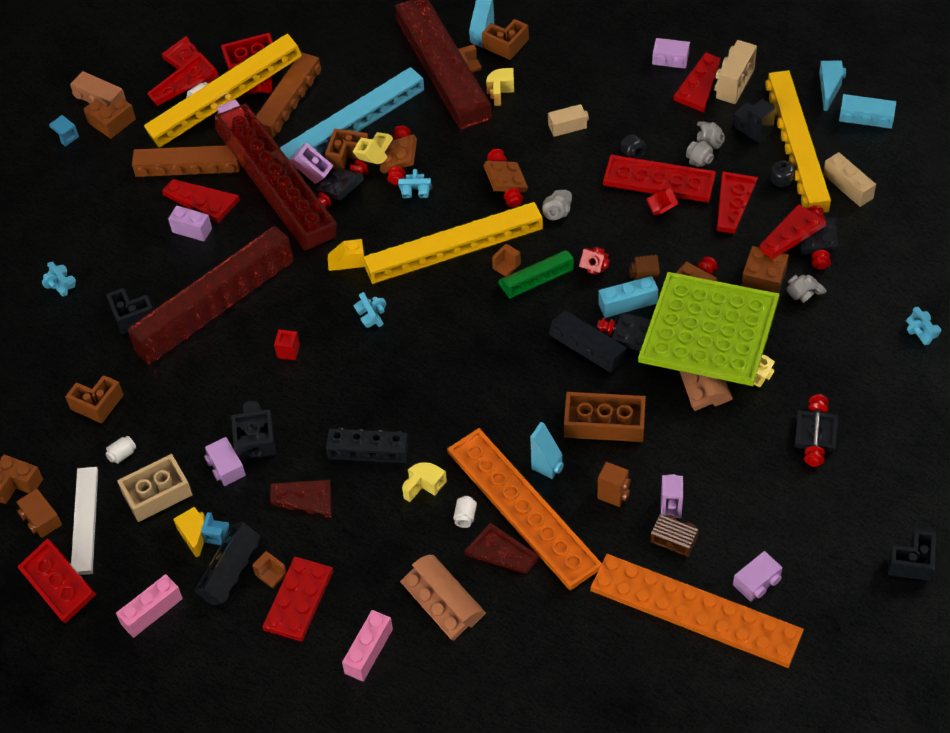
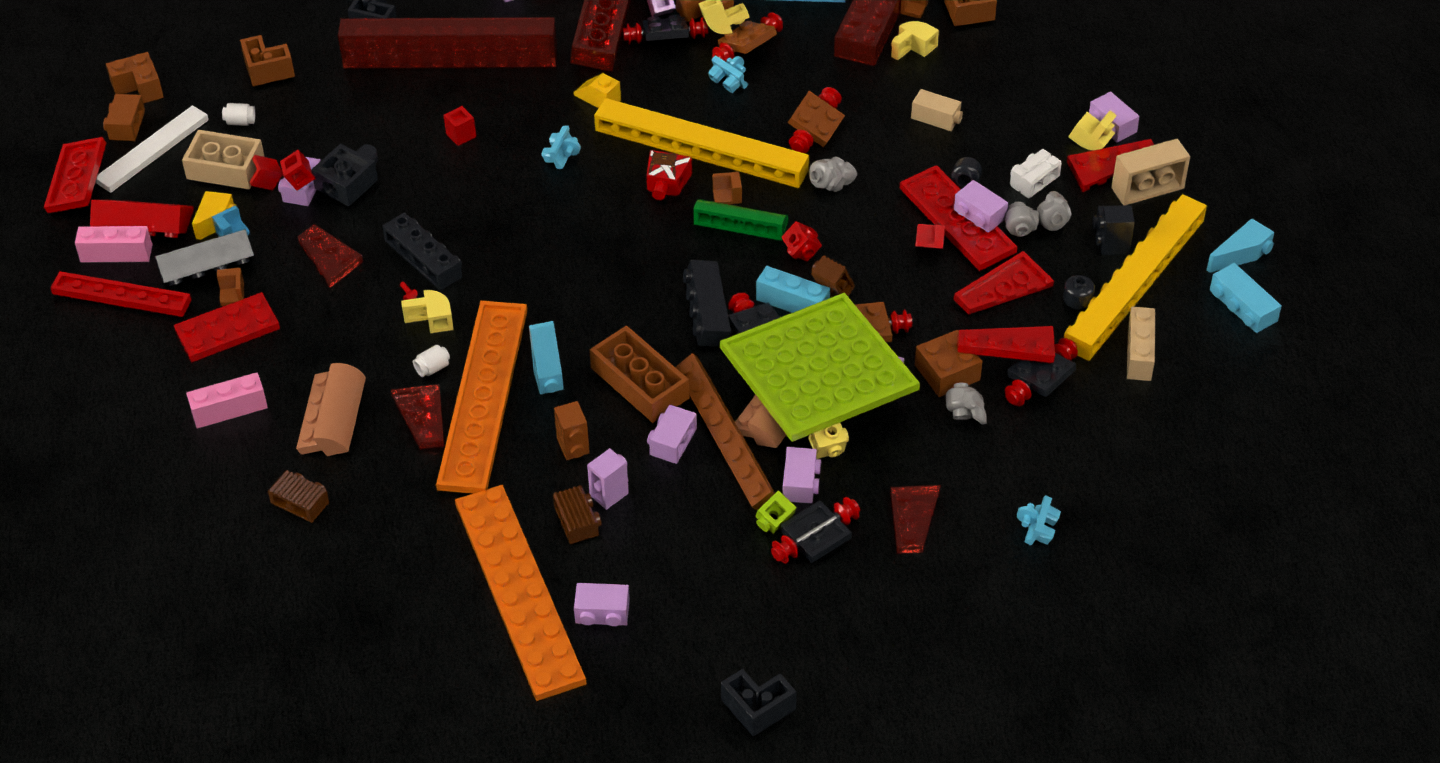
camera: 40 degrees right, 5 degrees down
(143, 571) = (156, 216): none -> red slope
(196, 635) = (121, 294): none -> red plate
(197, 474) = (267, 173): none -> red panel
(227, 454) = (297, 170): none -> red brick
(396, 481) = (410, 294): none -> red hand
(457, 278) = (667, 173): none -> red torso
(493, 667) = (299, 495): none -> reddish brown brick
(666, 438) = (672, 433): none -> lavender brick
(670, 119) = (1035, 173): none -> white brick
(672, 160) = (980, 206): none -> lavender brick
(673, 71) = (1092, 133): none -> light yellow brick
(697, 413) = (726, 433): none -> dark orange plate
(767, 404) = (799, 474): none -> lavender brick
(783, 438) = (777, 505): none -> lime brick
(852, 378) = (912, 515): none -> clear red wing

